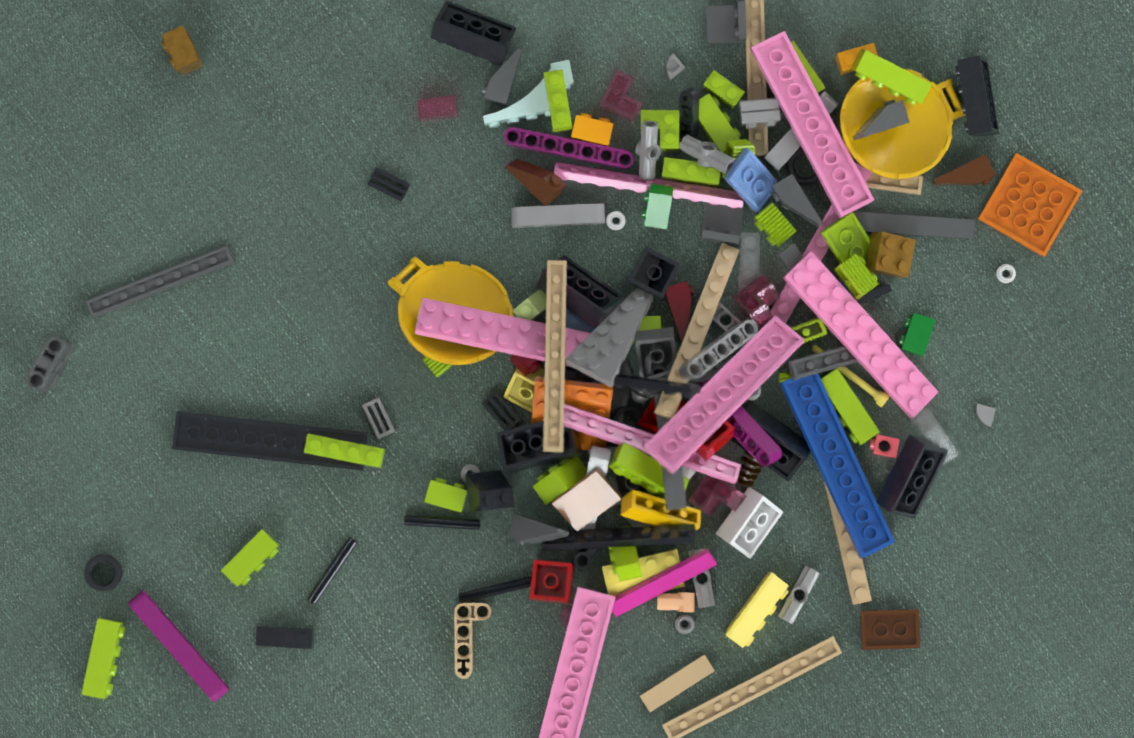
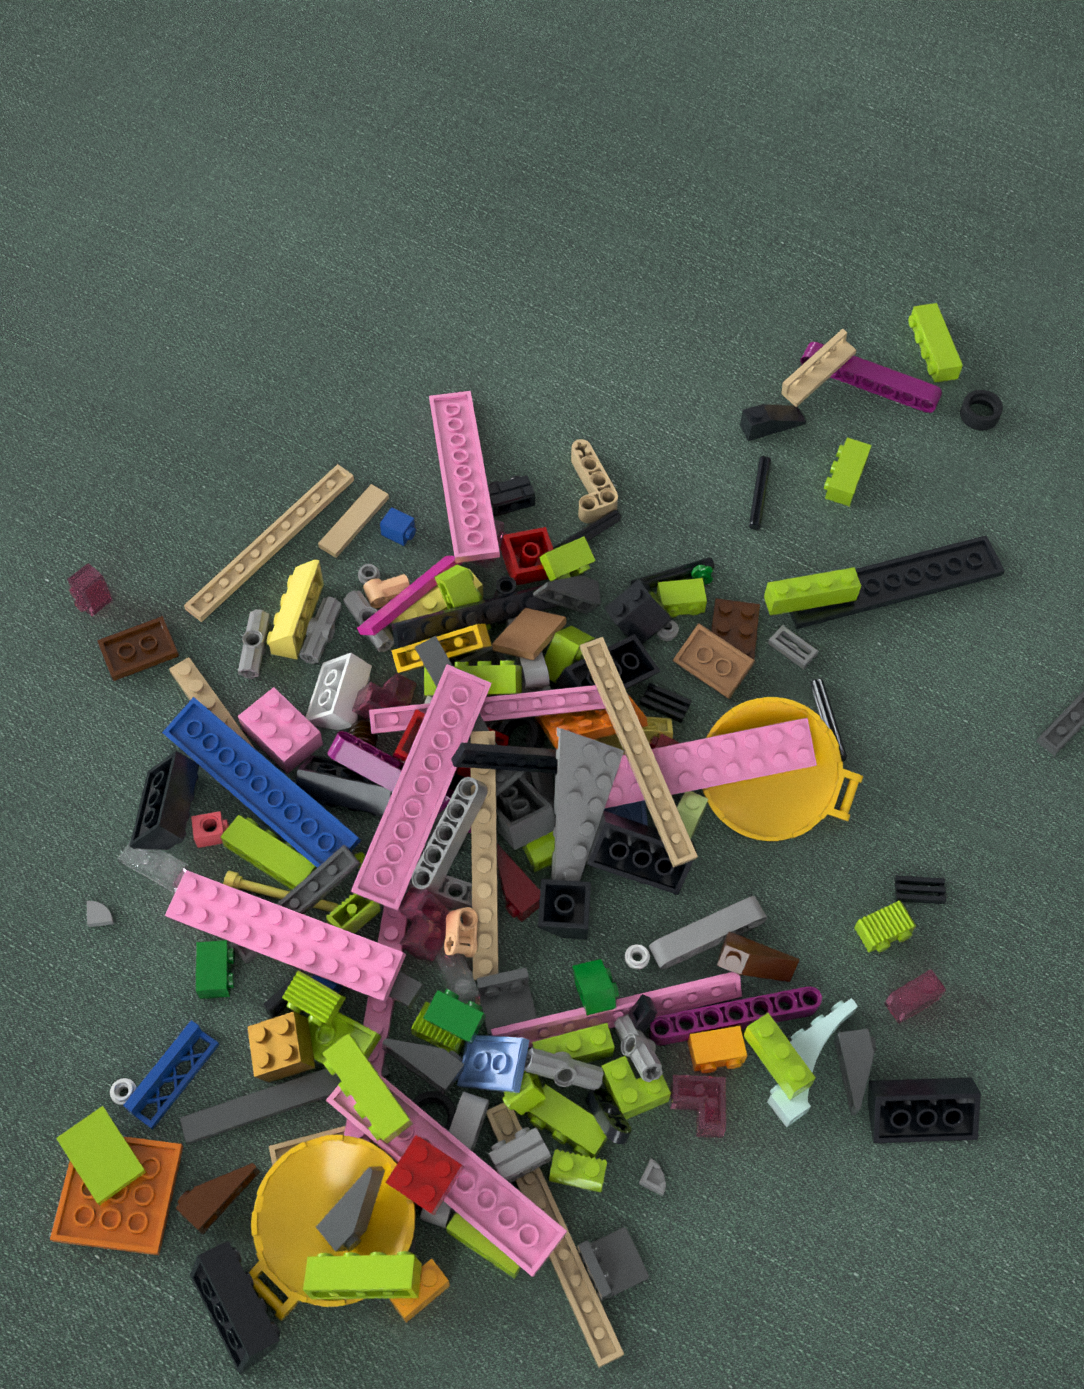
camera: 155 degrees right, 25 degrees down
(224, 664) = (818, 369): none -> tan fence
(384, 344) = (826, 712): none -> black axle
(418, 450) = (736, 624): none -> reddish brown plate
(420, 510) = (704, 572): none -> green plate
(430, 165) = (884, 927): none -> lime brick
(448, 428) = (714, 661): none -> medium nougat tile
(526, 558) = (568, 560): none -> lime brick
(540, 651) = (511, 495): none -> black brick
(634, 172) = (643, 1013): none -> black plate
(644, 658) = (398, 526): none -> blue brick
(736, 280) = (461, 934): none -> light nougat piece
(742, 586) = (320, 630): none -> light grey piece
(765, 221) = (455, 1016): none -> green brick
(805, 507) = (280, 730): none -> bright pink brick
(829, 117) = (425, 1174): none -> red brick
(845, 190) = (367, 1088): none -> lime brick
(913, 694) = (89, 590): none -> clear pink brick
(972, 277) = (163, 1069): none -> blue fence
(1034, 231) = (100, 1155): none -> lime tile

